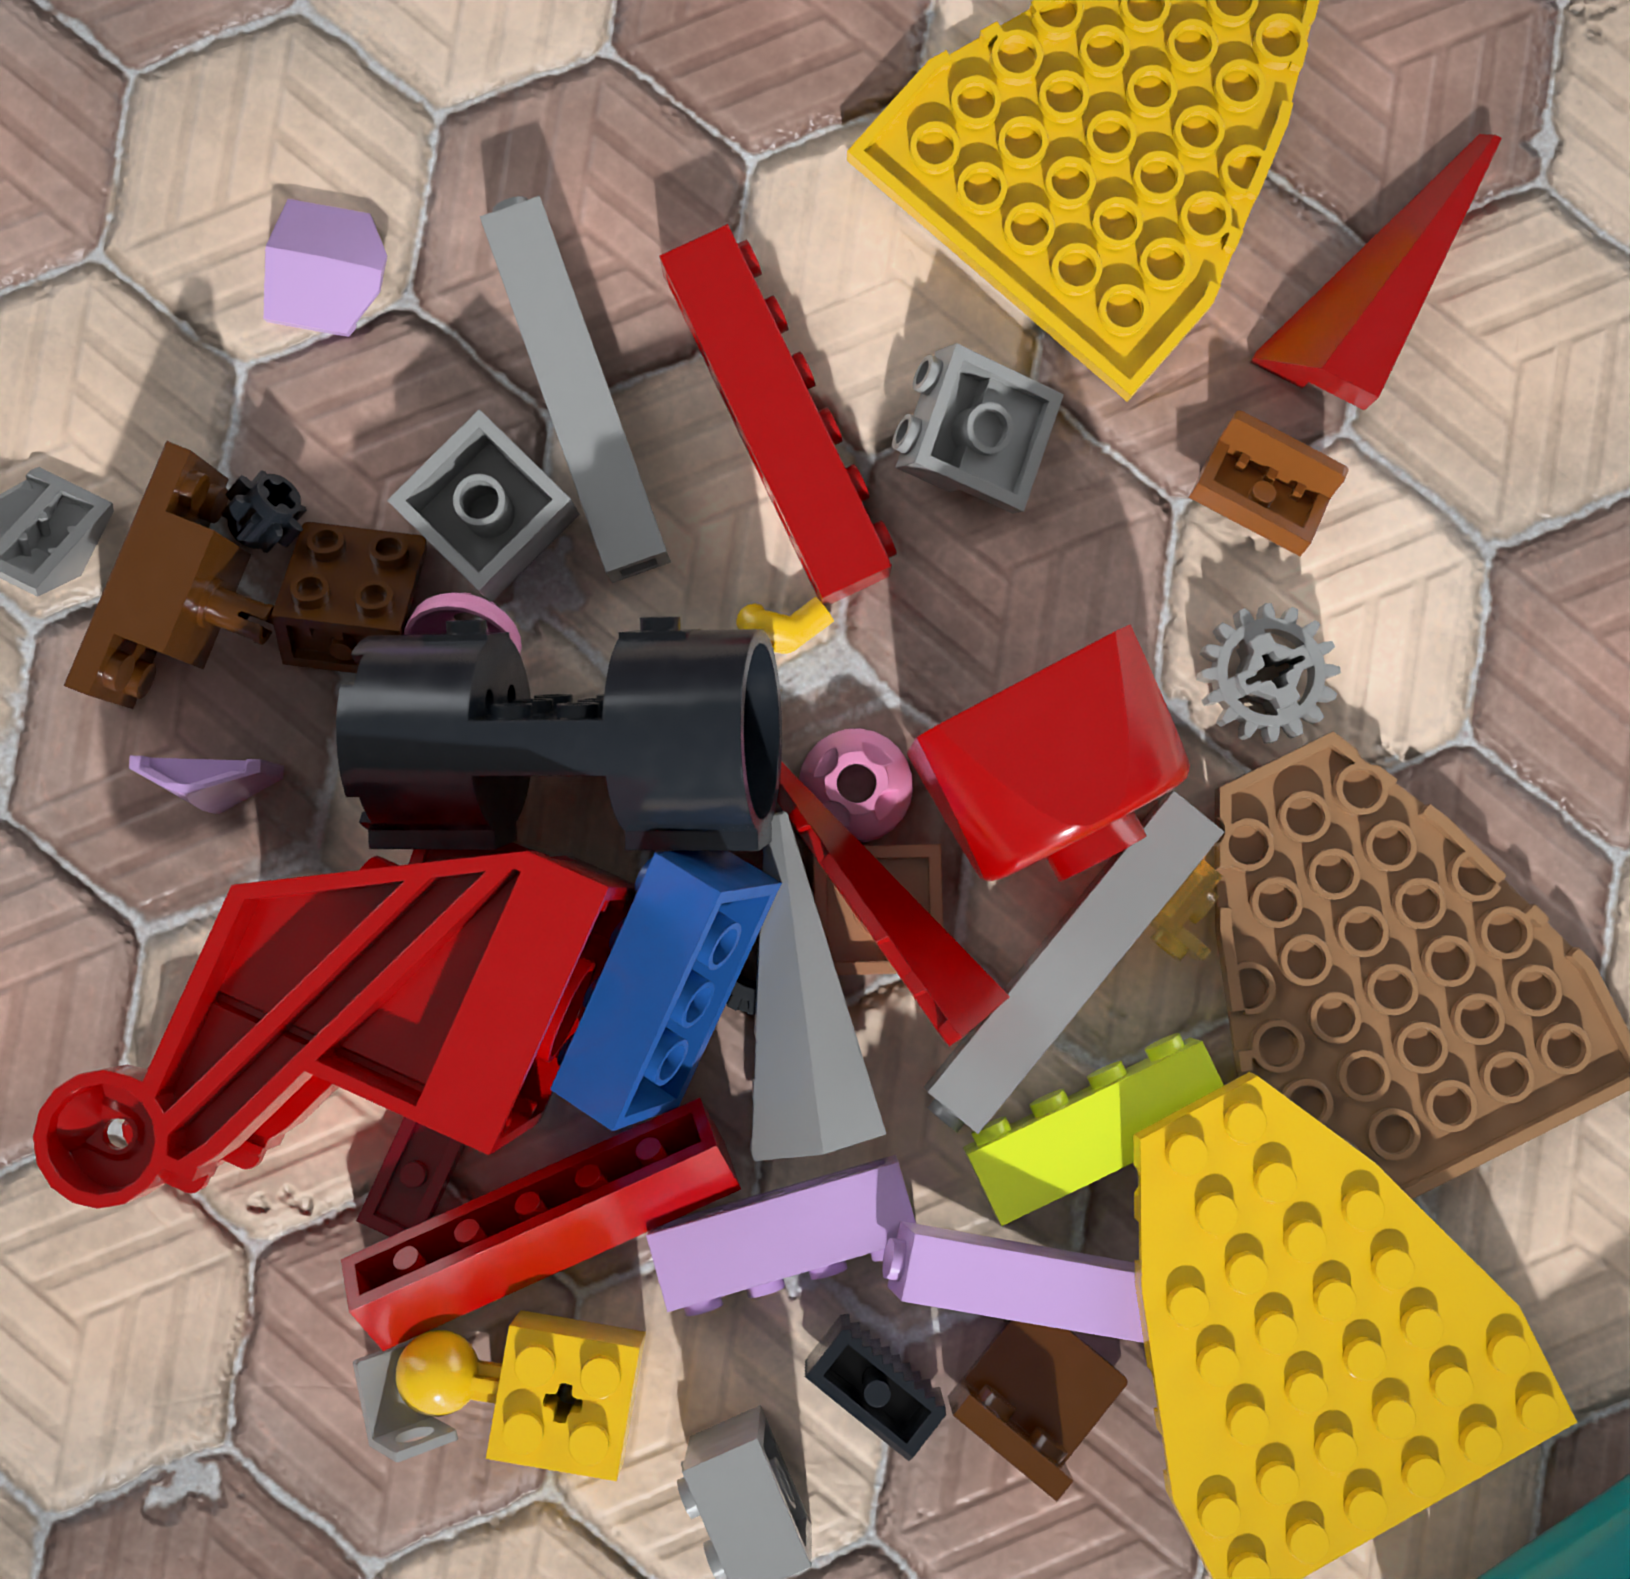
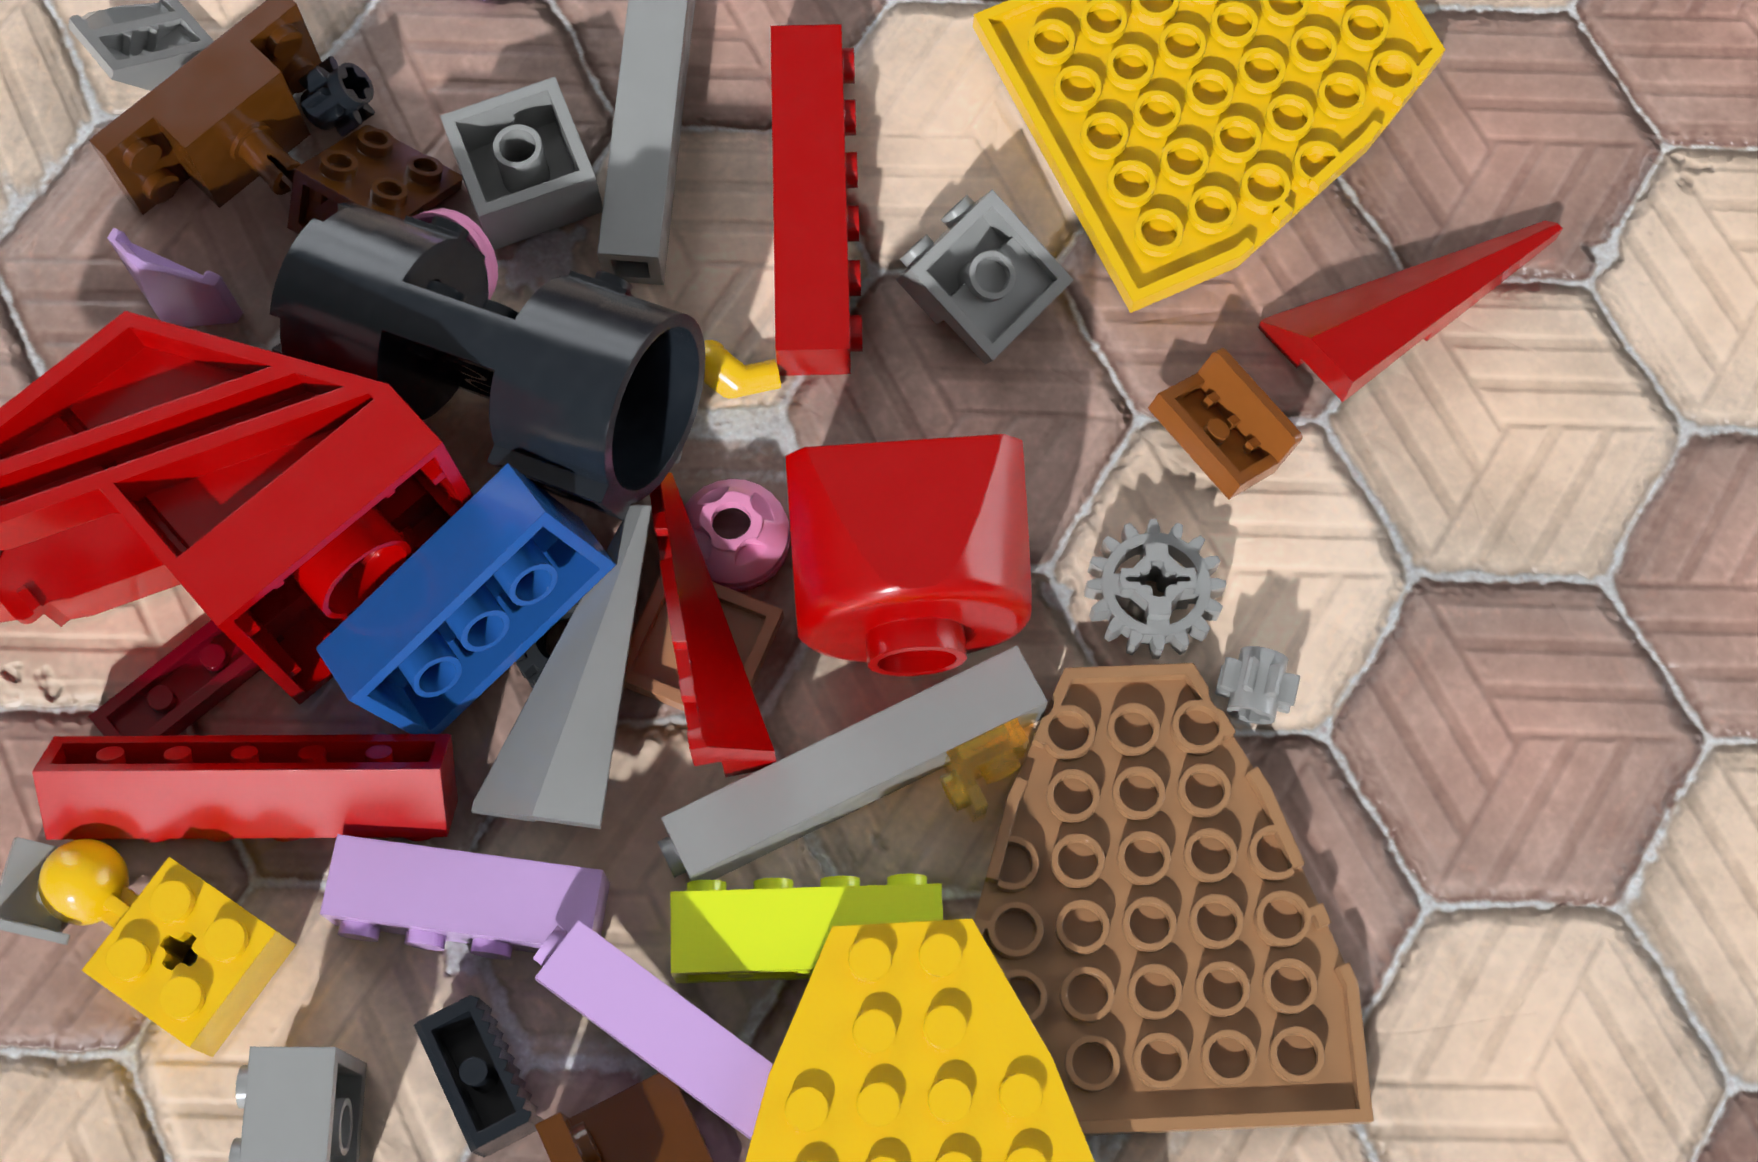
camera: 25 degrees right, 15 degrees down
(1399, 726) = (1257, 685): none -> light grey gear

